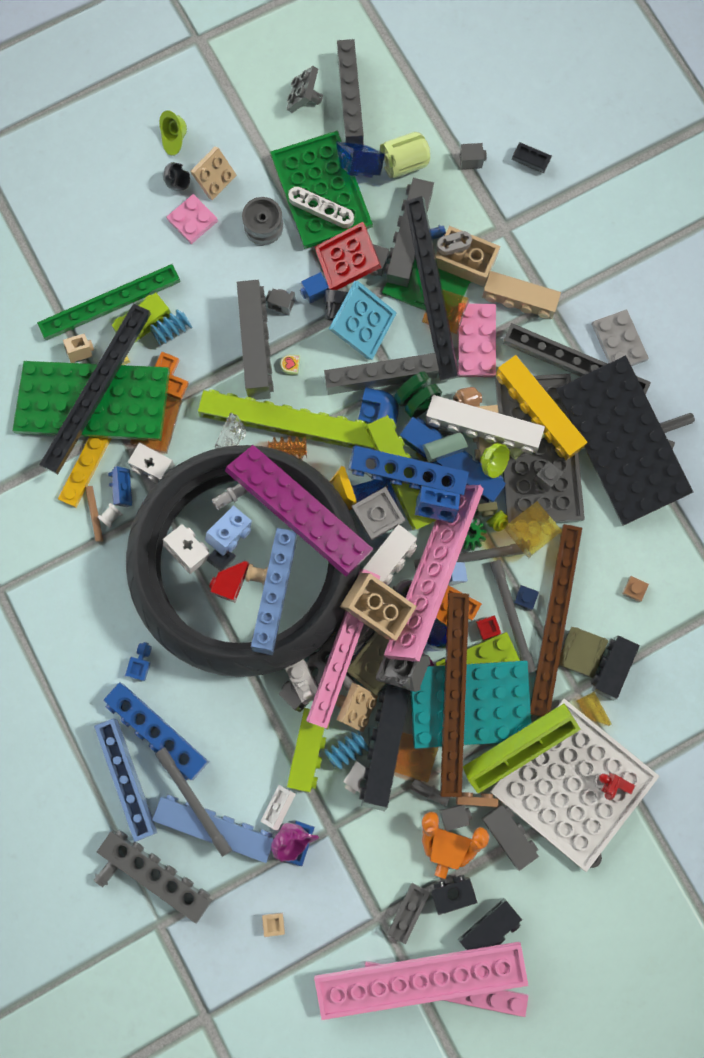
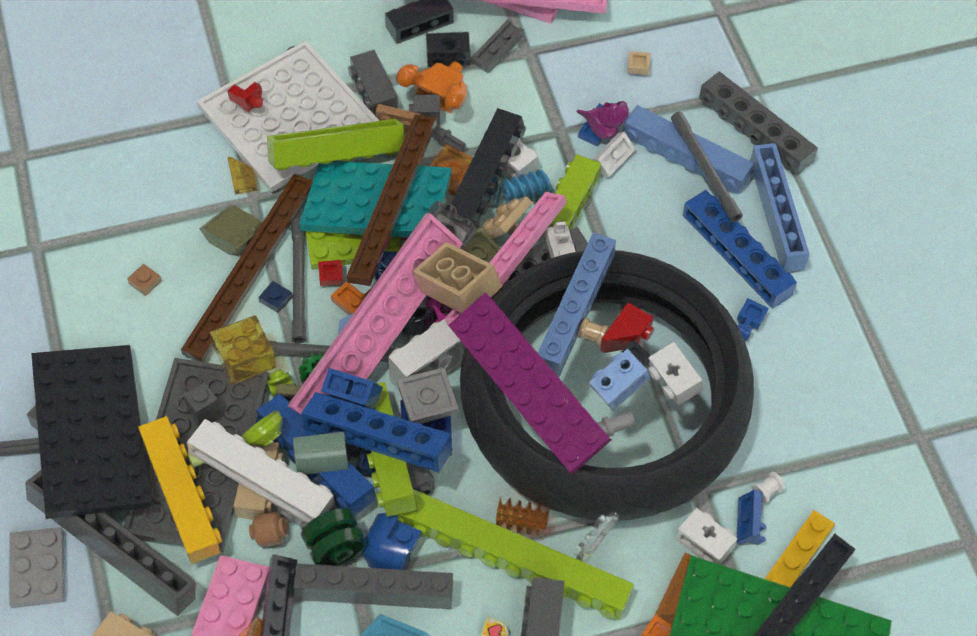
camera: 170 degrees left, 20 degrees down
(94, 513) = (789, 498): medium nougat bar -> none
(105, 874) = (813, 133): dark grey pin -> none
(343, 486) = (464, 449): yellow slope -> none
(614, 667) = (201, 205): black brick -> none

